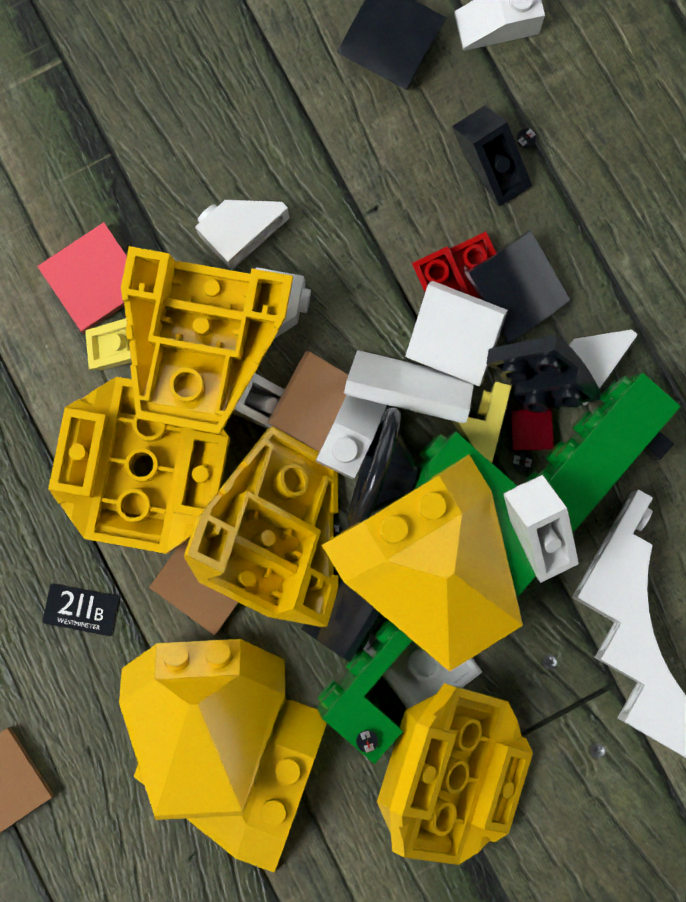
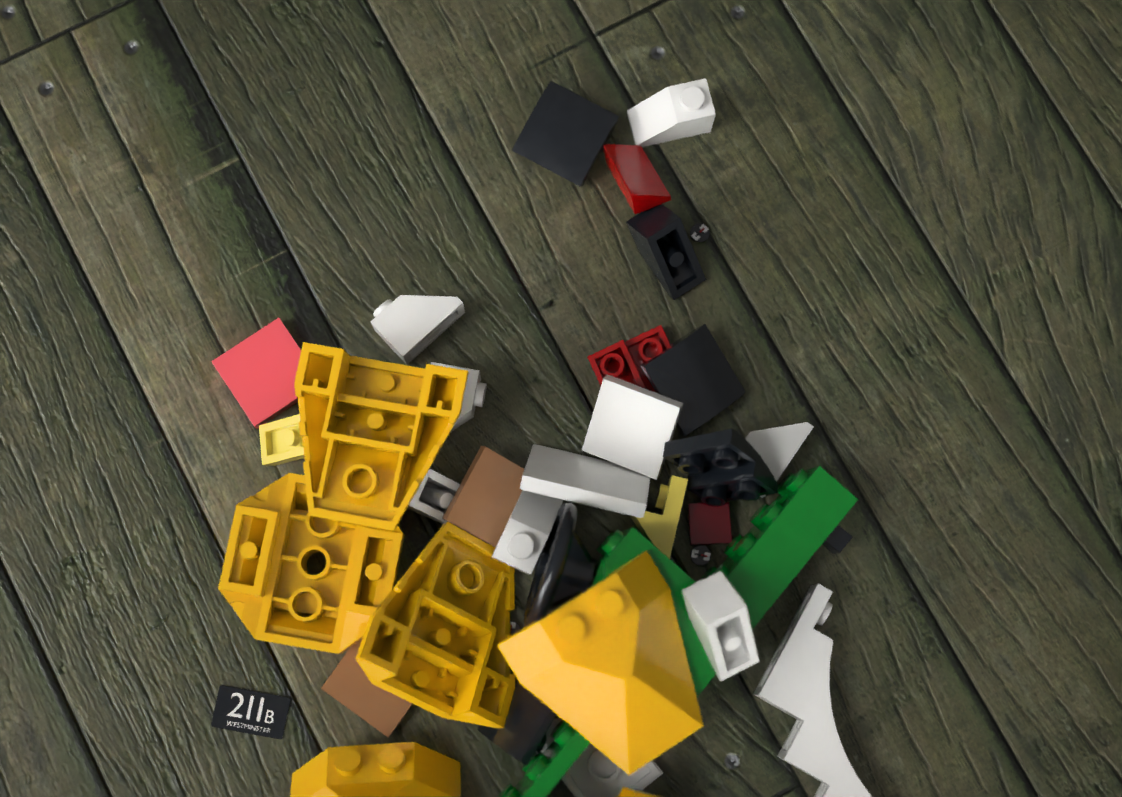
camera: 10 degrees left, 5 degrees down
(462, 79) = (635, 176): none -> red slope

